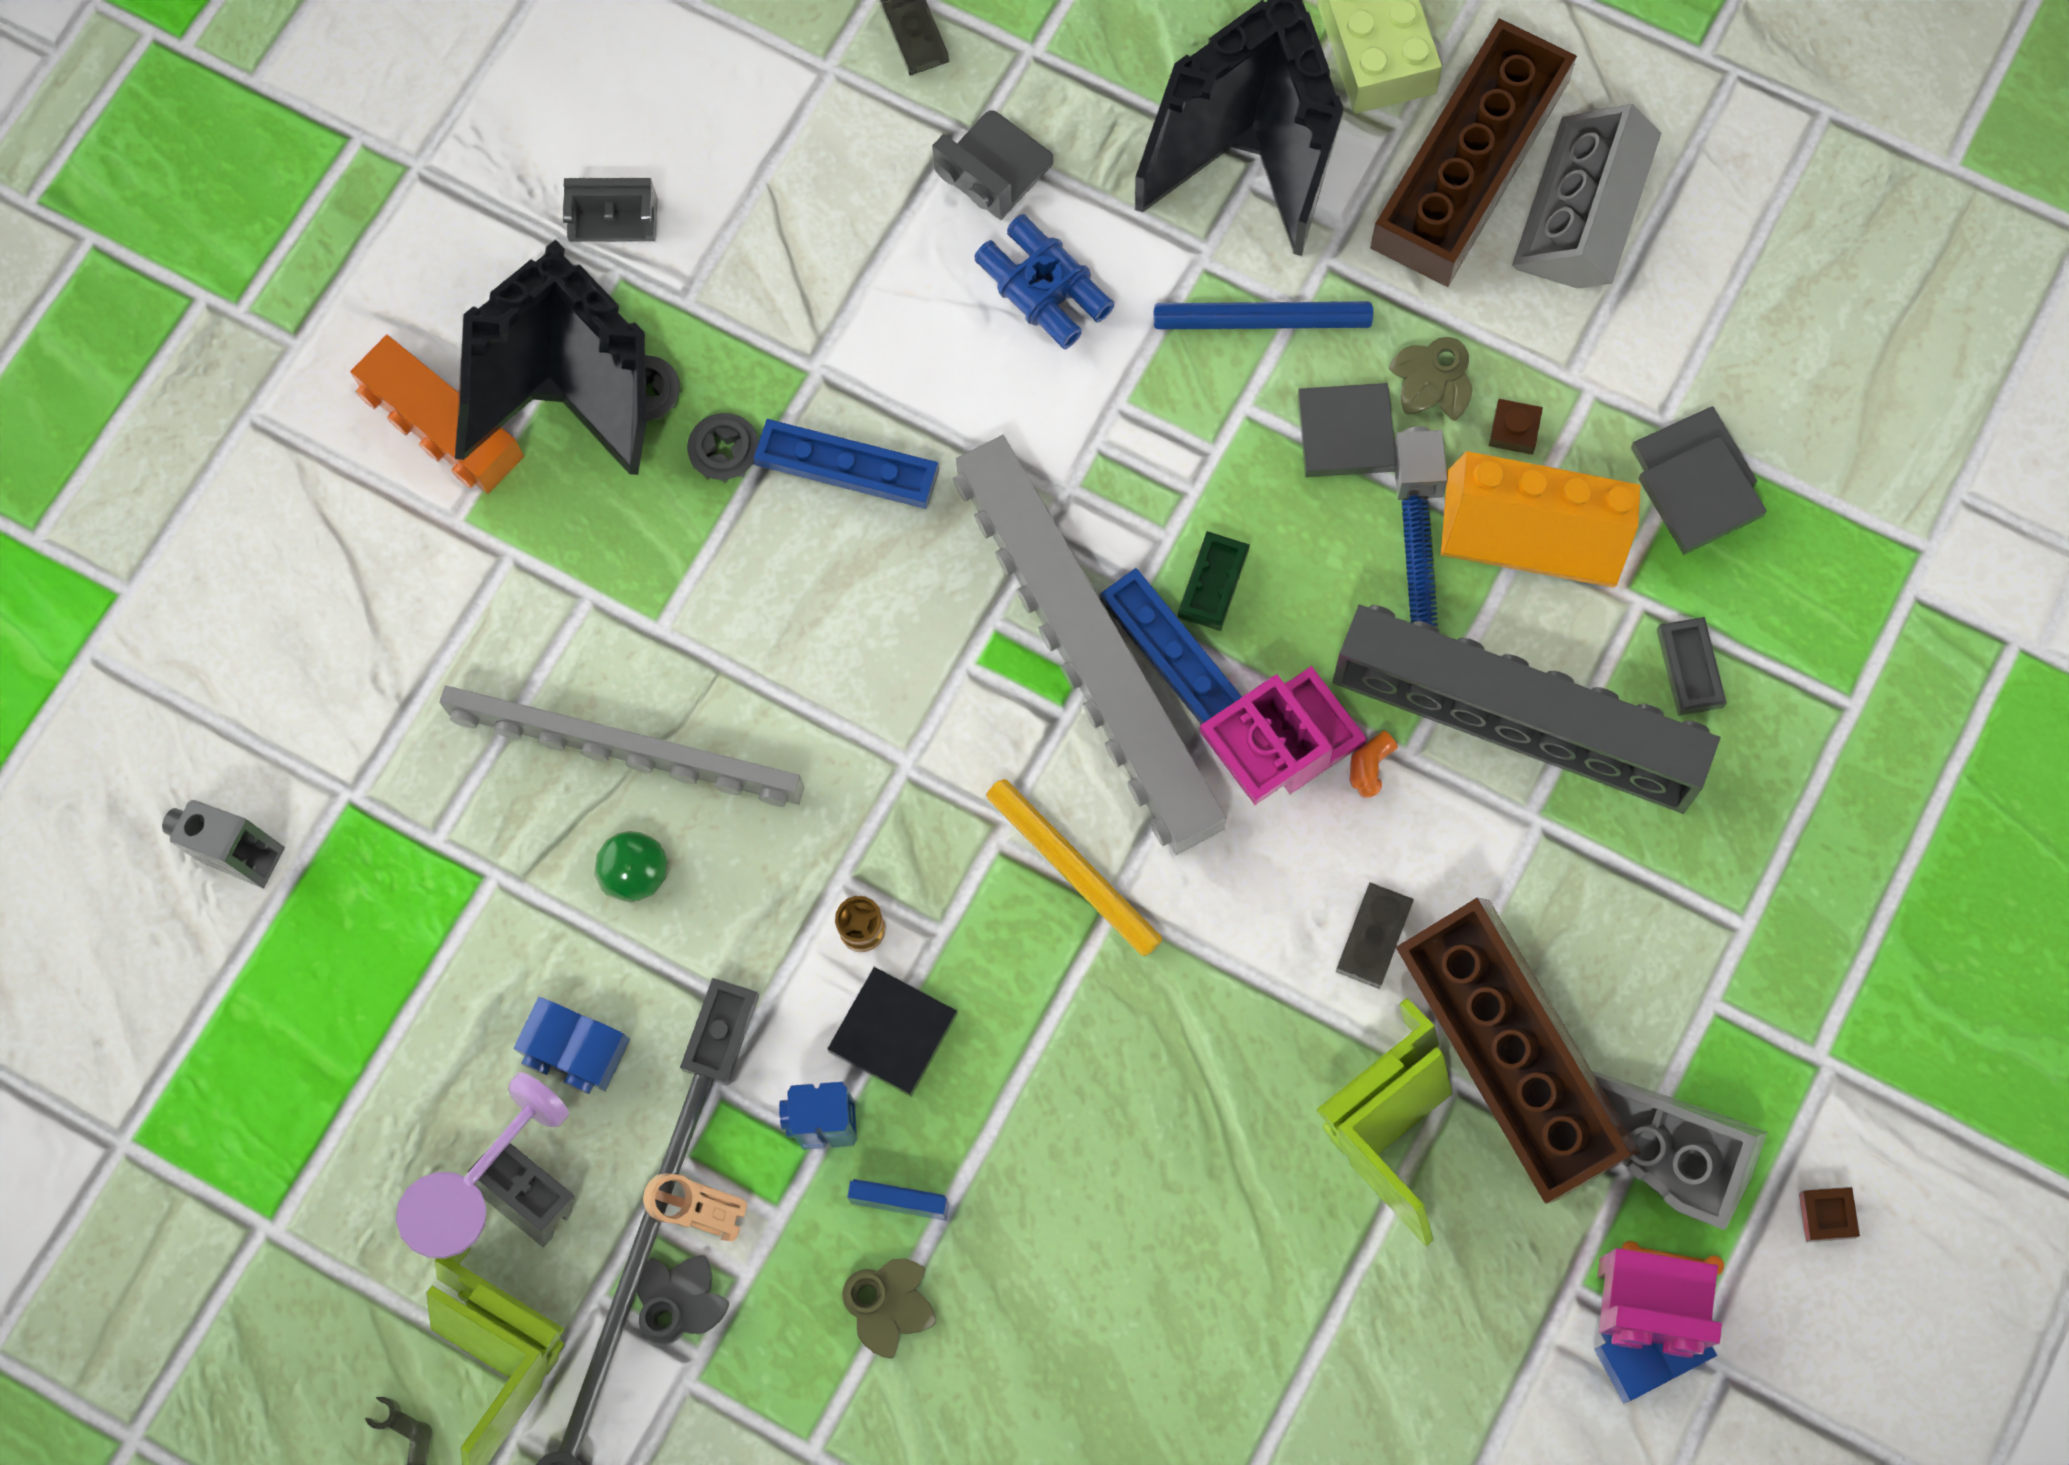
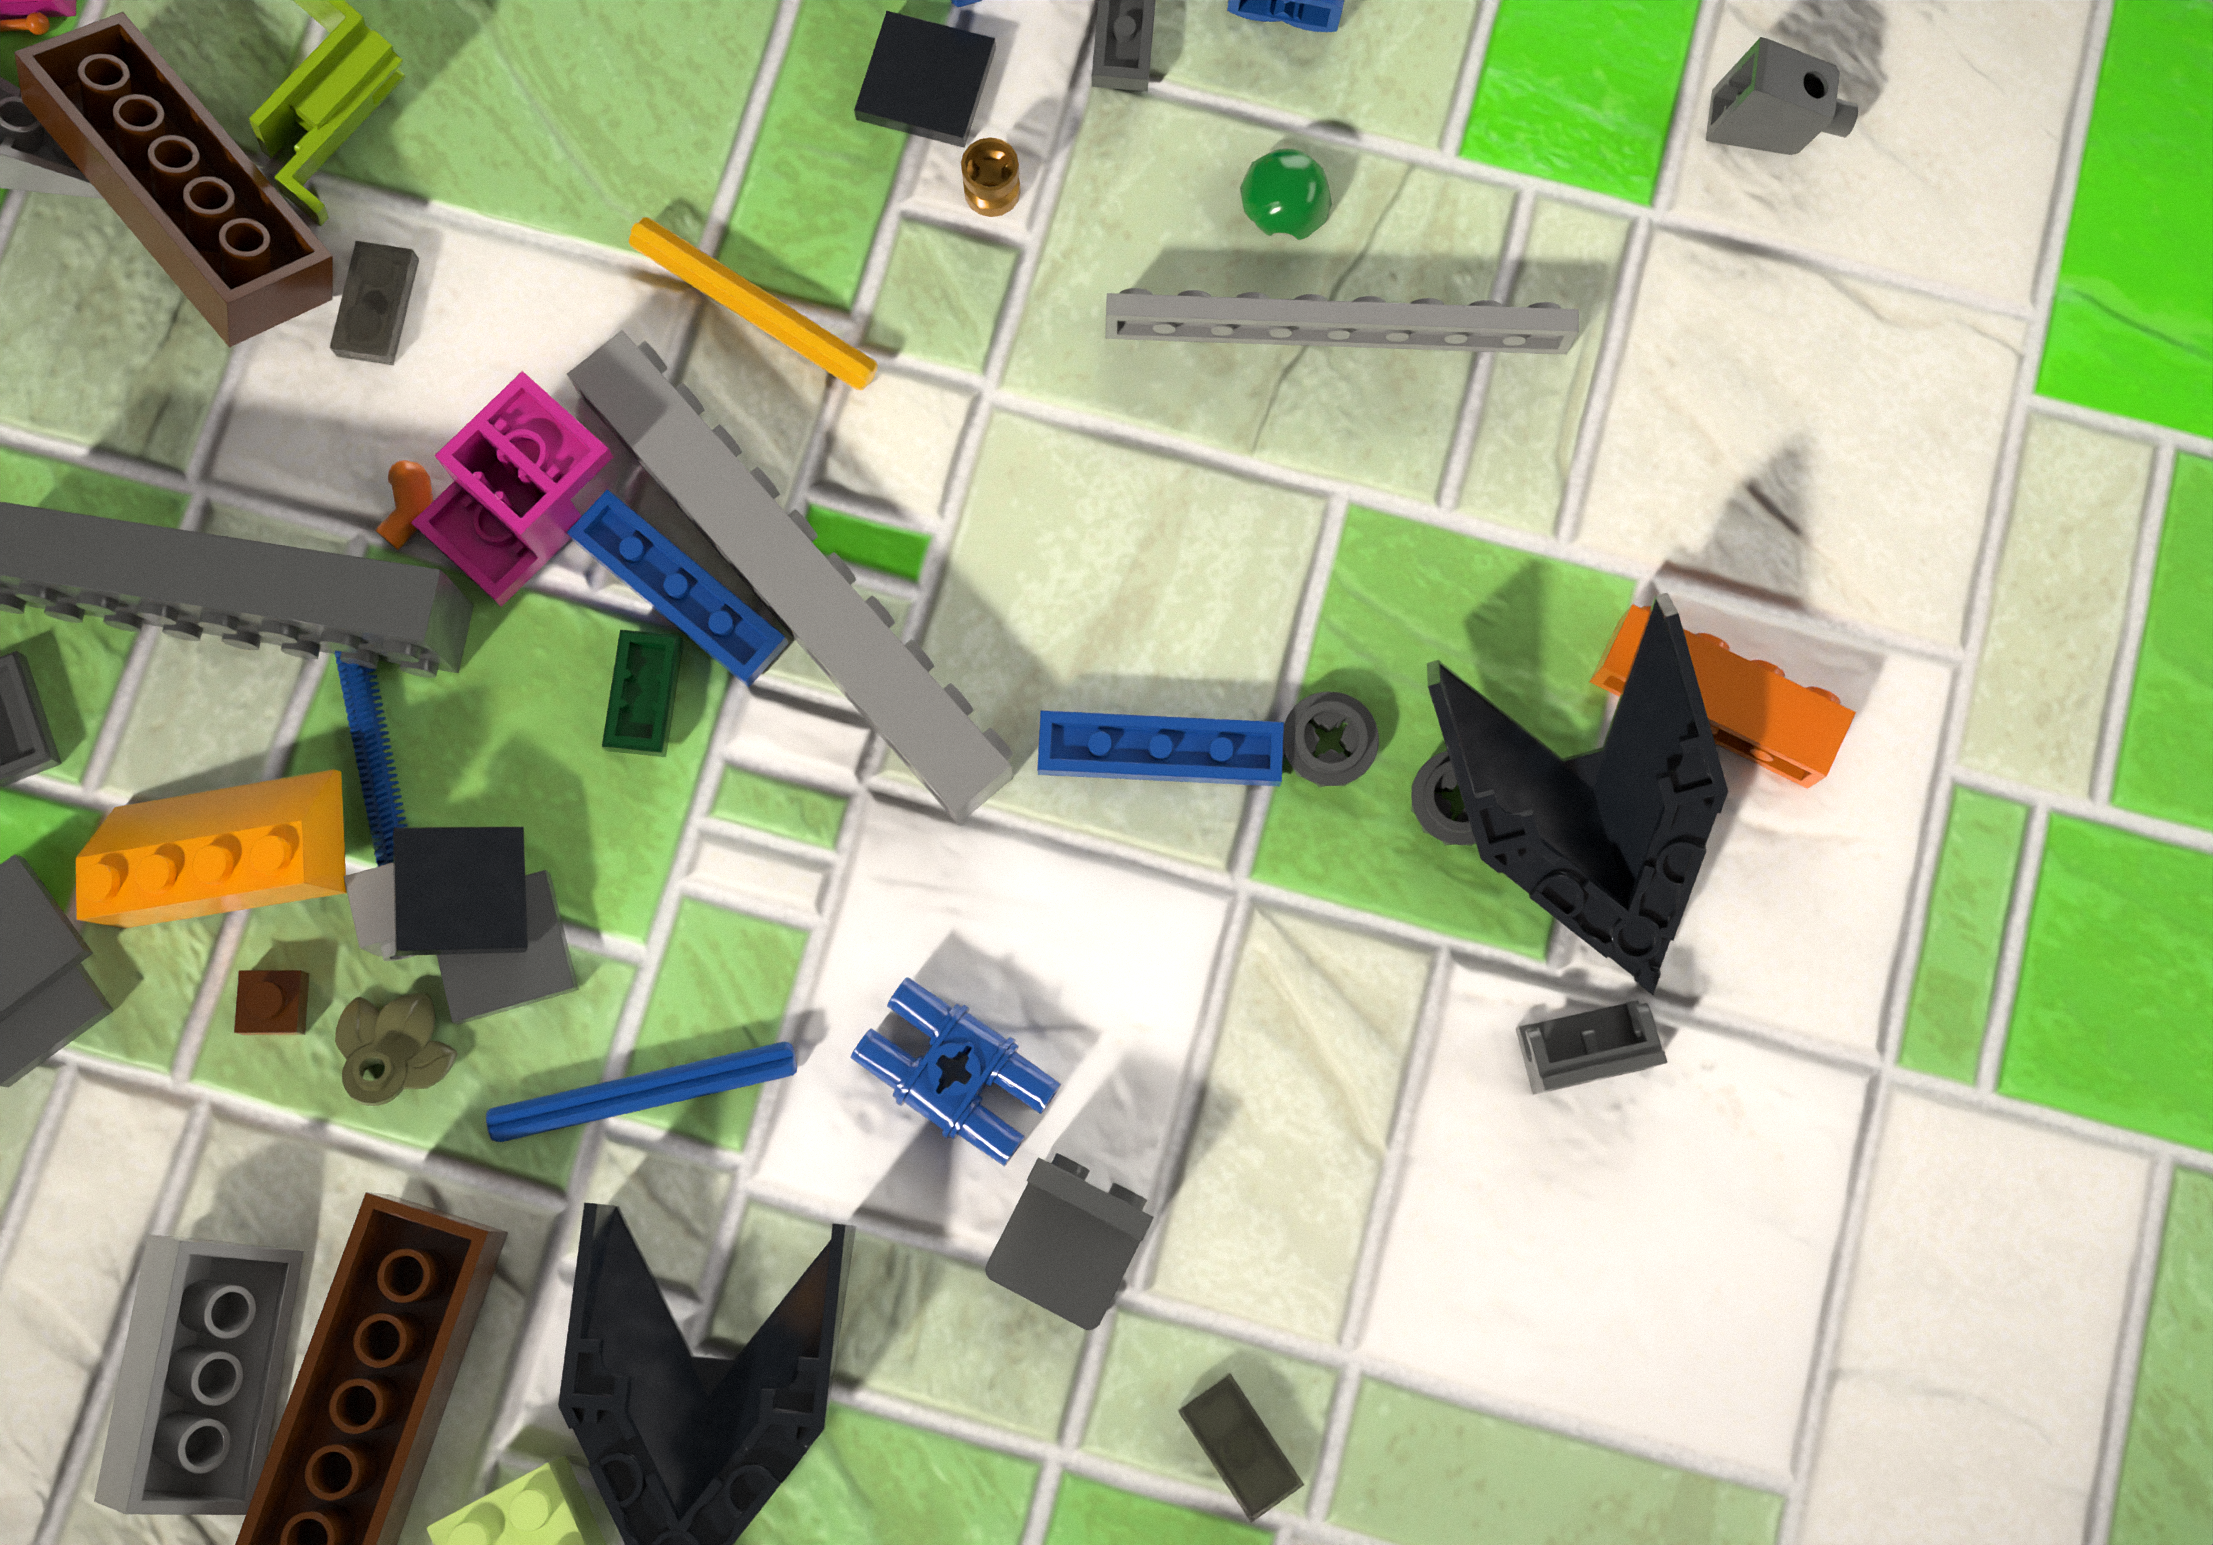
camera: 160 degrees right, 5 degrees up
(1365, 454) = (459, 890): none -> black tile

